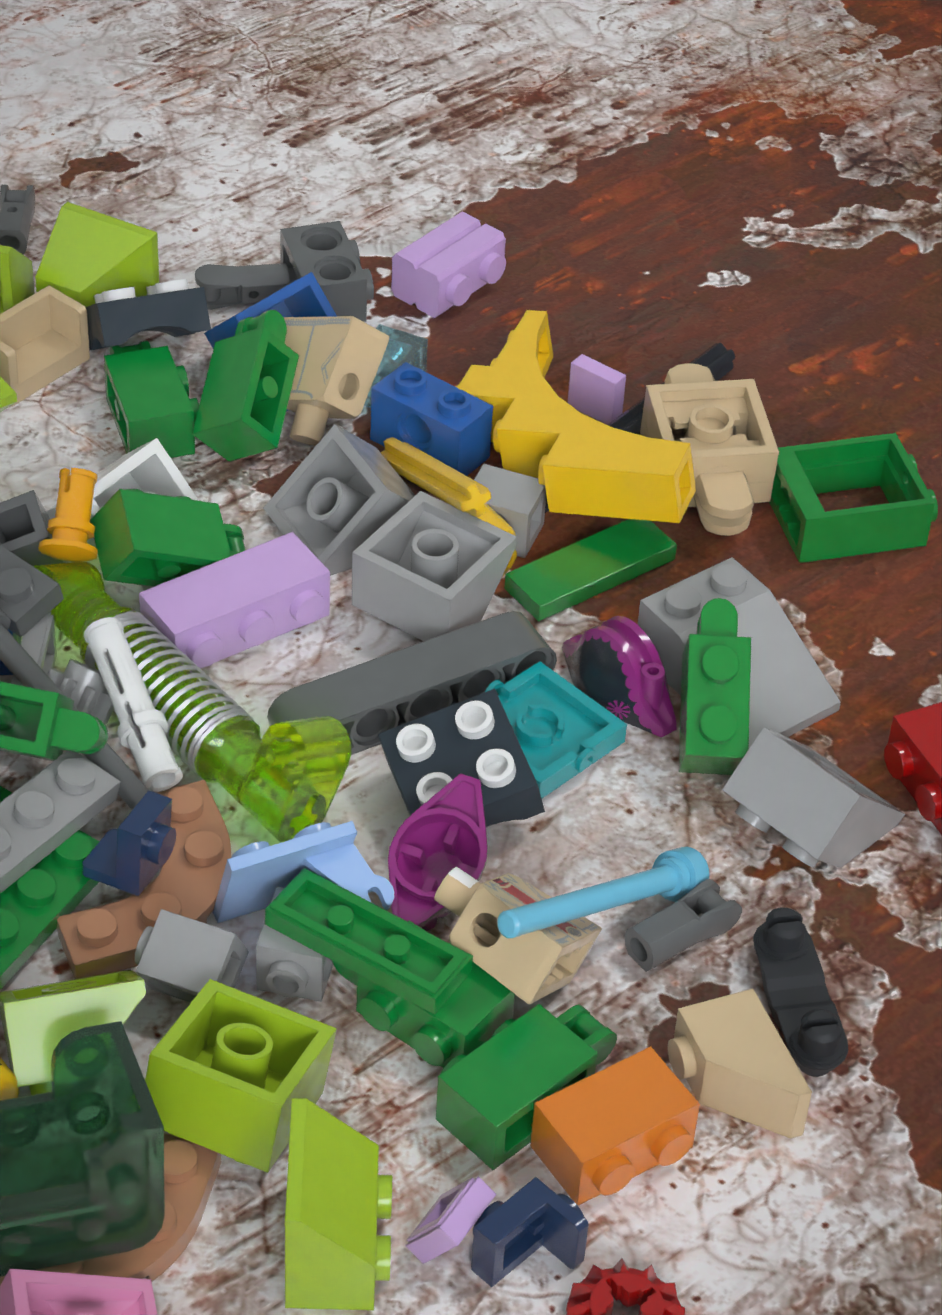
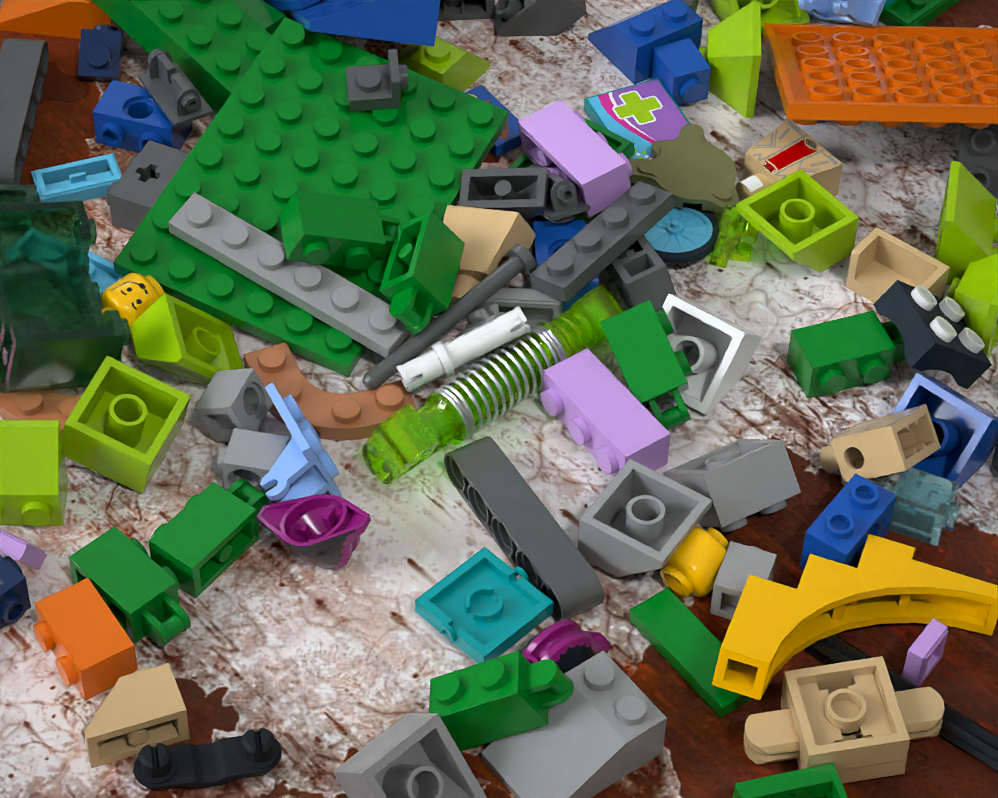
camera: 90 degrees right, 5 degrees up
(72, 518) = (637, 291): light orange pin -> none
(137, 849) = (327, 363): dark blue bracket -> none
(247, 389) = (846, 396): green brick -> none
(369, 940) = (227, 482): green tile -> none
(436, 477) = (746, 519): yellow axle -> none
(467, 740) = (418, 545): black brick -> none
(526, 964) = (239, 569): tan torso -> none
(671, 877) = (322, 683): medium azure piece -> none
(680, 926) = (280, 691): dark grey bar -> none

